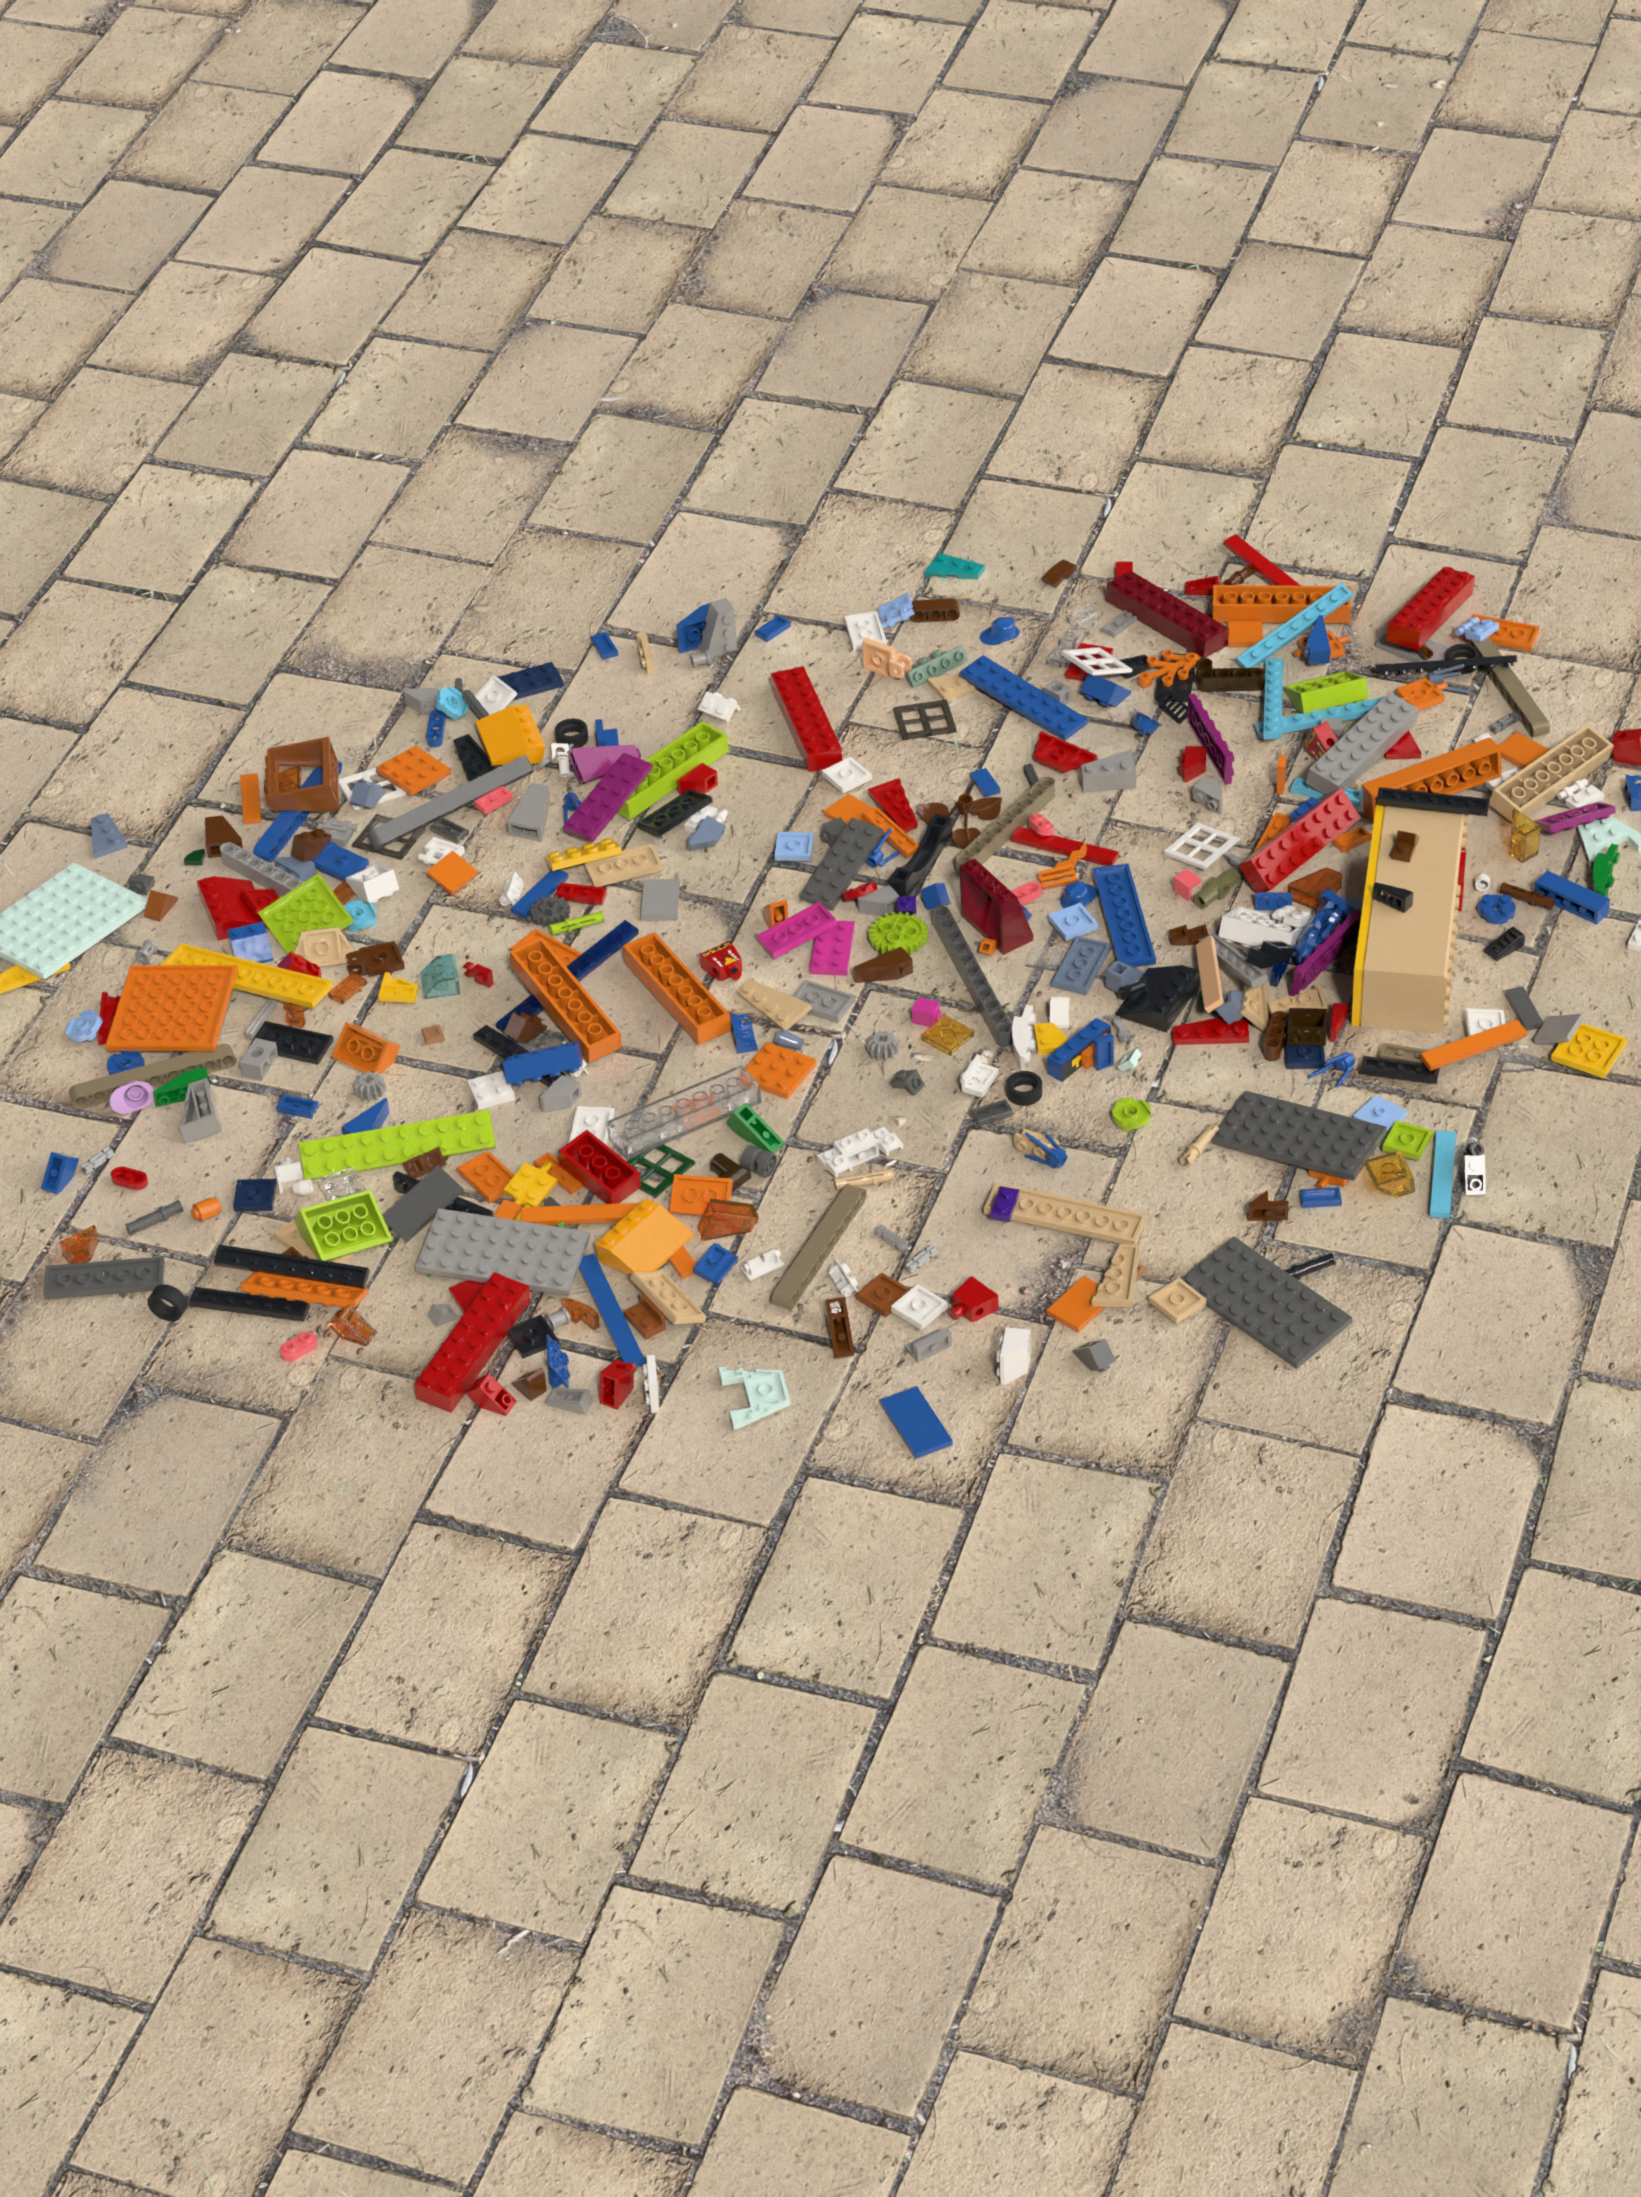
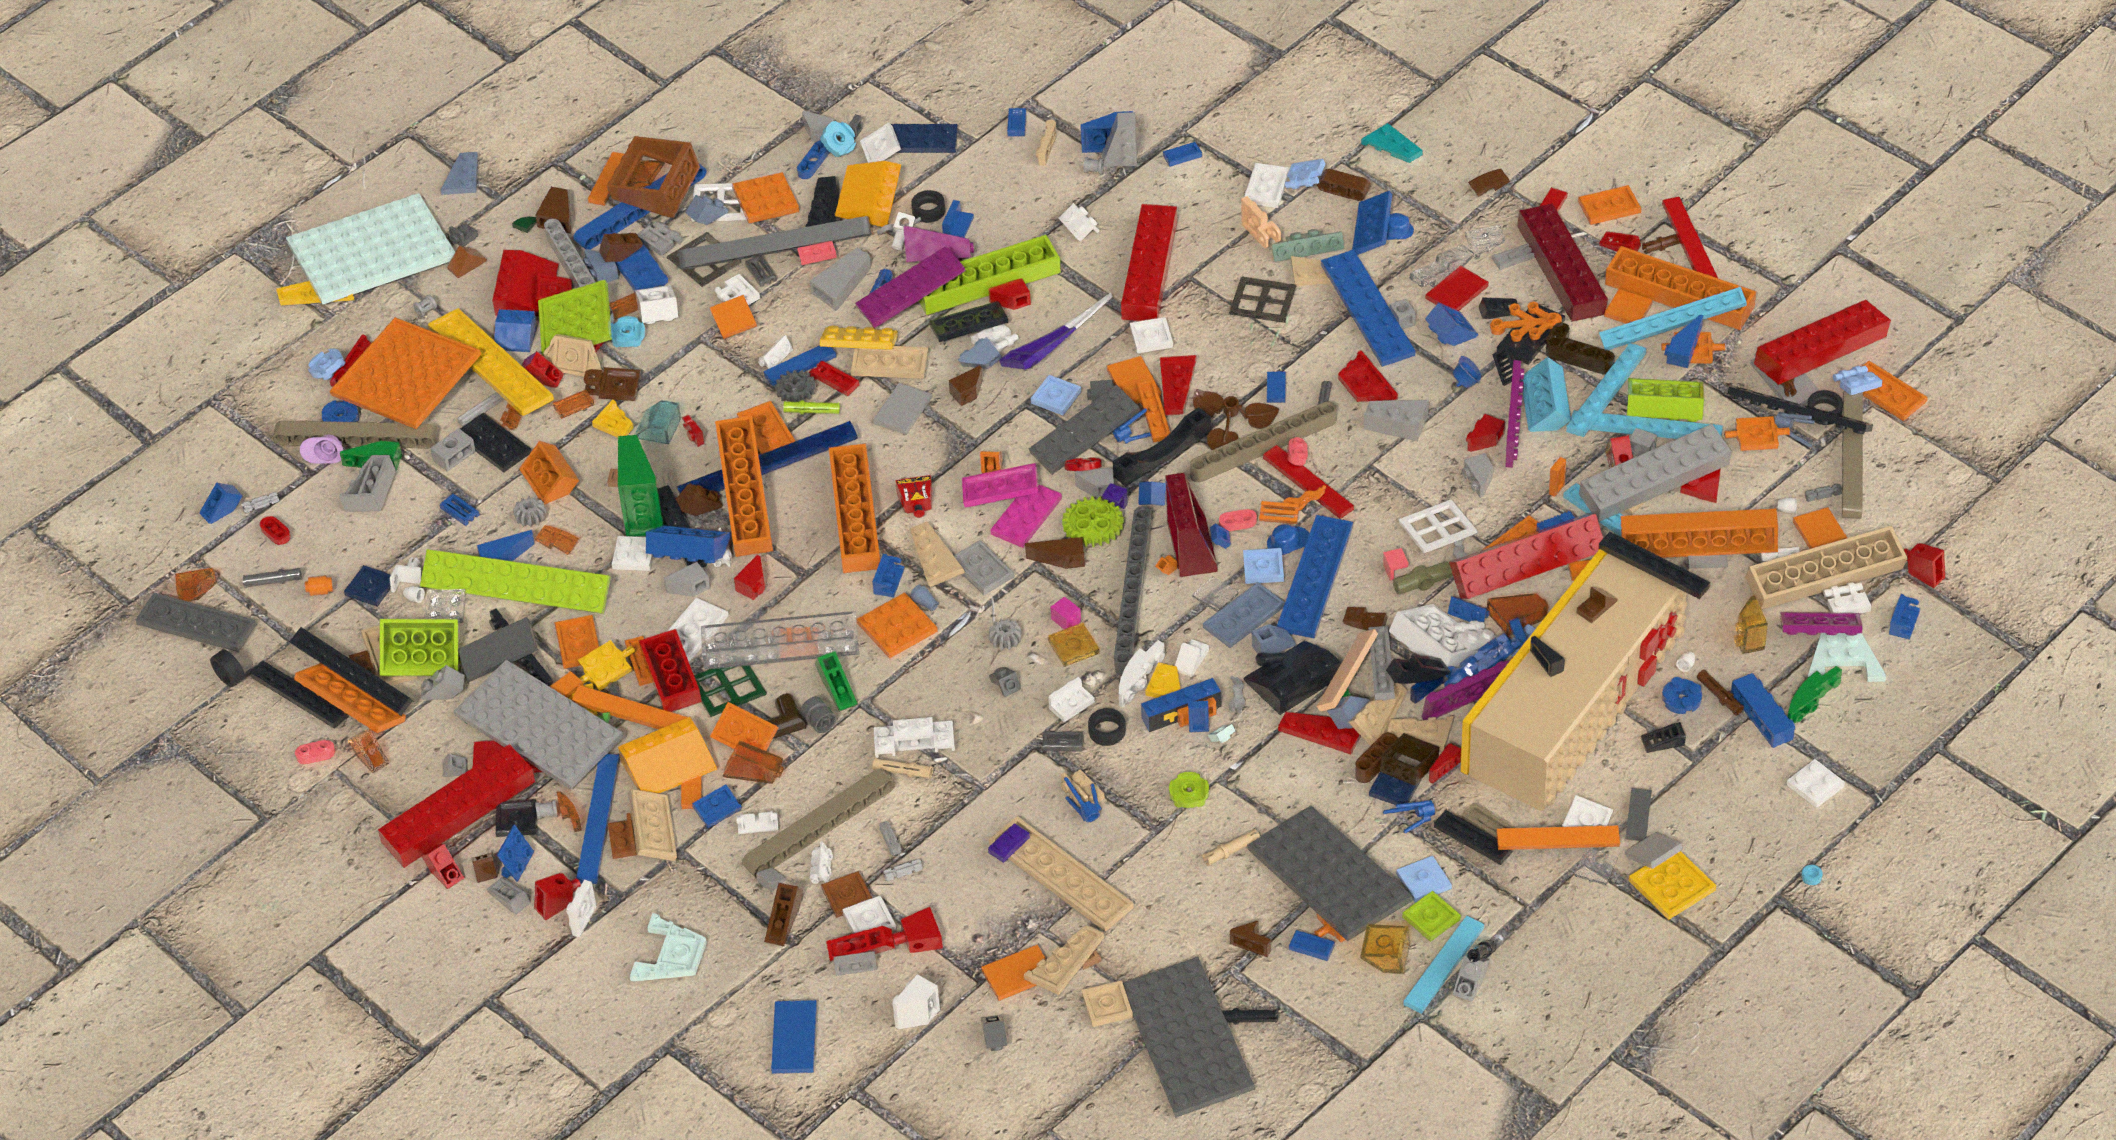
camera: 25 degrees right, 5 degrees up
(386, 1251) = (442, 685): none -> light grey slope
(415, 1099) = (560, 539): none -> clear orange slope
(424, 1163) = (528, 608): reddish brown slope -> none
(472, 1028) = (637, 488): none -> green windscreen
(474, 704) = (859, 146): dark grey axle -> none
(620, 1075) = (750, 579): none -> red slope
(708, 864) = (966, 386): none -> reddish brown slope
(756, 812) = (1034, 351): none -> dark purple plate
(805, 1306) = (769, 878): none -> light grey slope
(932, 1322) = (875, 939): none -> red slope
(982, 631) = (1372, 223): none -> blue tile
(1085, 664) = (1452, 278): white window -> none
(1173, 561) = (1609, 204): none -> orange tile
(1229, 719) = (1546, 397): none -> medium azure slope

